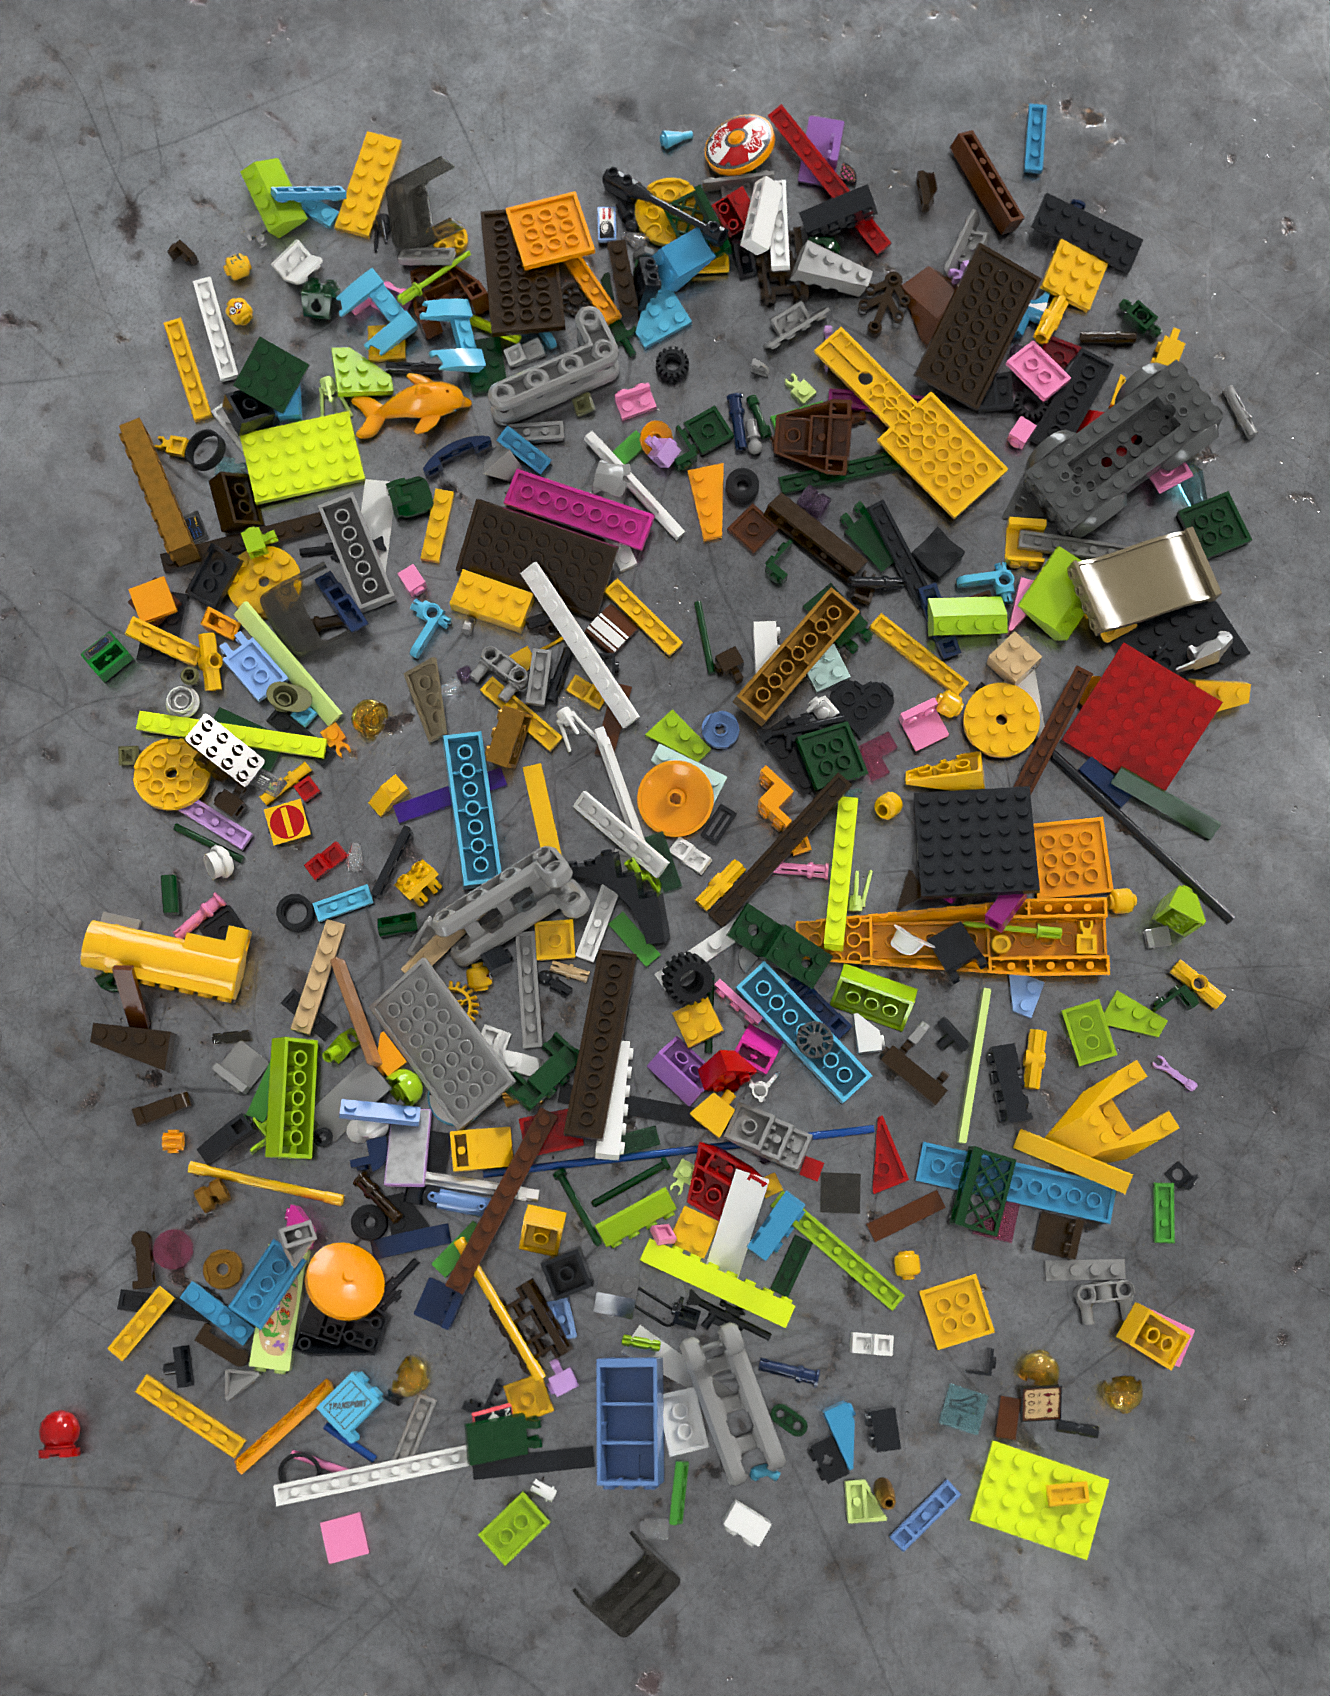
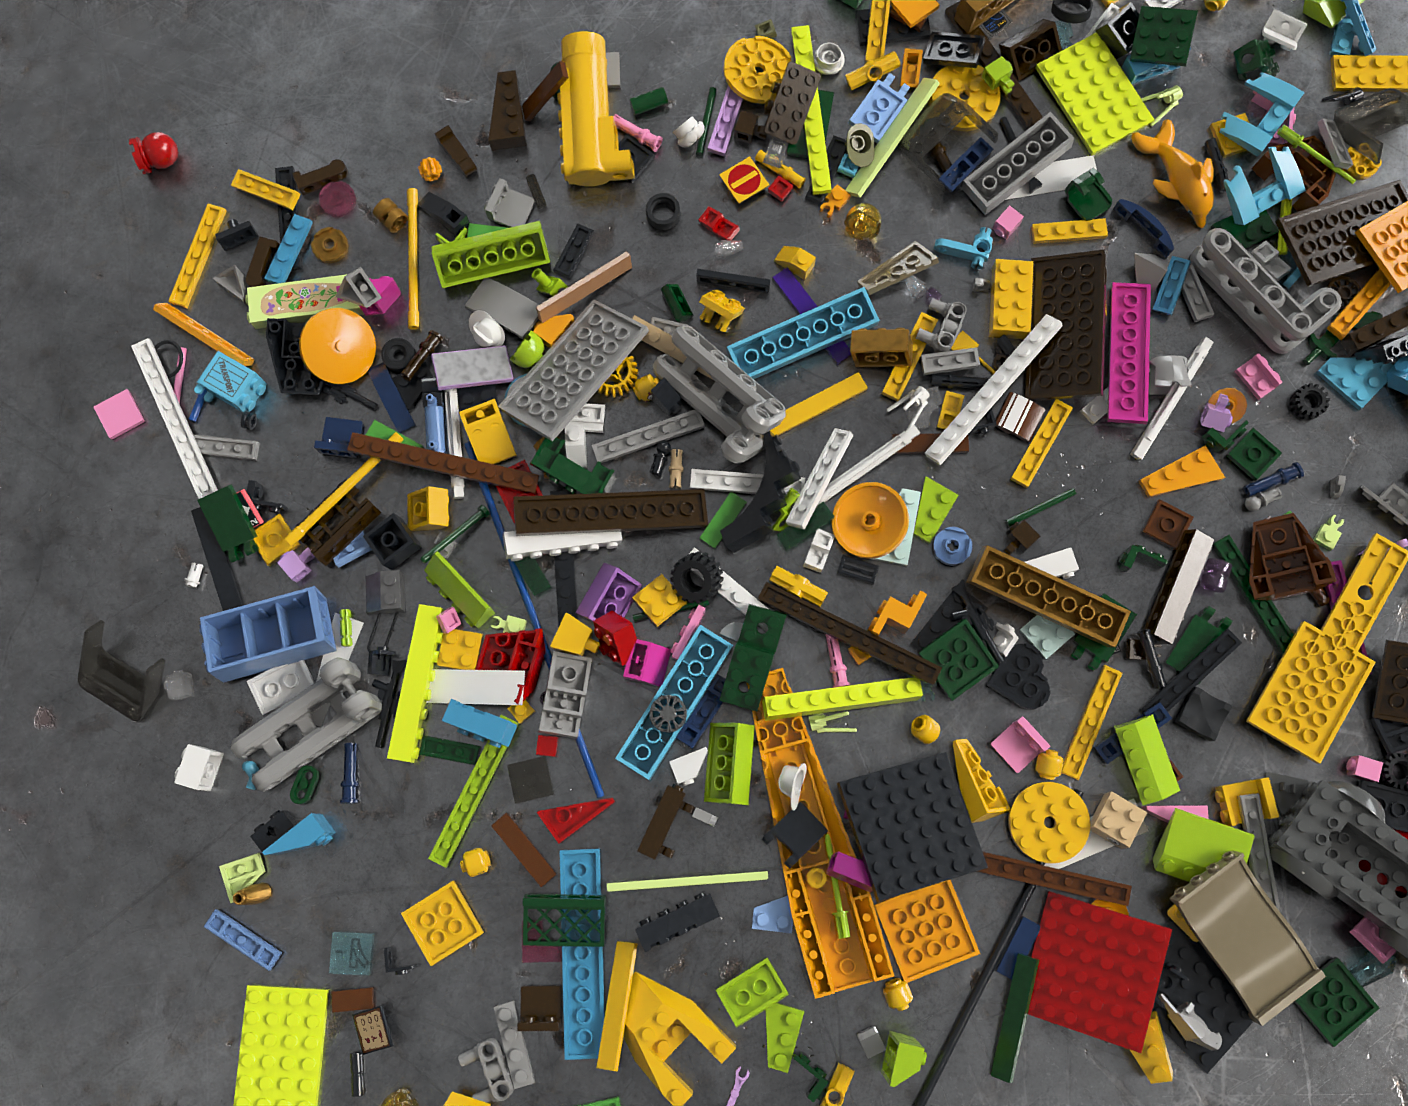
camera: 80 degrees right, 0 degrees up
(190, 676) = (853, 56): olive cone -> none
(266, 1286) = (314, 280): dark azure tile -> none
(316, 1137) = (468, 296): black bush -> none
(318, 977) = (608, 247): tan plate -> none
(343, 903) = (683, 249): medium azure plate -> none
(358, 375) = (1192, 118): lime plate -> none
(377, 1155) = (463, 341): dark blue brick -> none
(379, 1112) = (496, 332): plate -> none
(411, 1377) = (267, 430): clear yellow cylinder -> none
(514, 1528) = (155, 558): lime plate -> none
(555, 940) = (701, 446): yellow plate -> none
(583, 404) = (1238, 329): olive tile -> none
(629, 448) = (1206, 383): bright green tile -> none
(631, 1182) = (516, 605): dark green bar -> none
(679, 1492) = (216, 698): bright green tile -> none
(742, 475) = (1218, 497): black tyre -> none
(761, 1088) = (607, 674): white plant -> none
(764, 430) = (1297, 491): dark green bar -> none
(871, 1344) = (394, 846): white slope -> none
(874, 751) = (974, 700): clear pink plate -> none
(883, 1428) = (312, 877): black brick -> none
(910, 892) = (843, 772): dark brown slope -> none
(951, 1035) = (712, 851): black tile -> none
(993, 577) = (1196, 775): medium azure piece -> none
(1034, 1059) = (710, 941): yellow piece -> none
(1039, 1367) = (405, 1020): clear yellow cylinder -> none
(1067, 1493) = (288, 1077): yellow plate -> none
(1086, 942) = (842, 966): yellow plate -> none

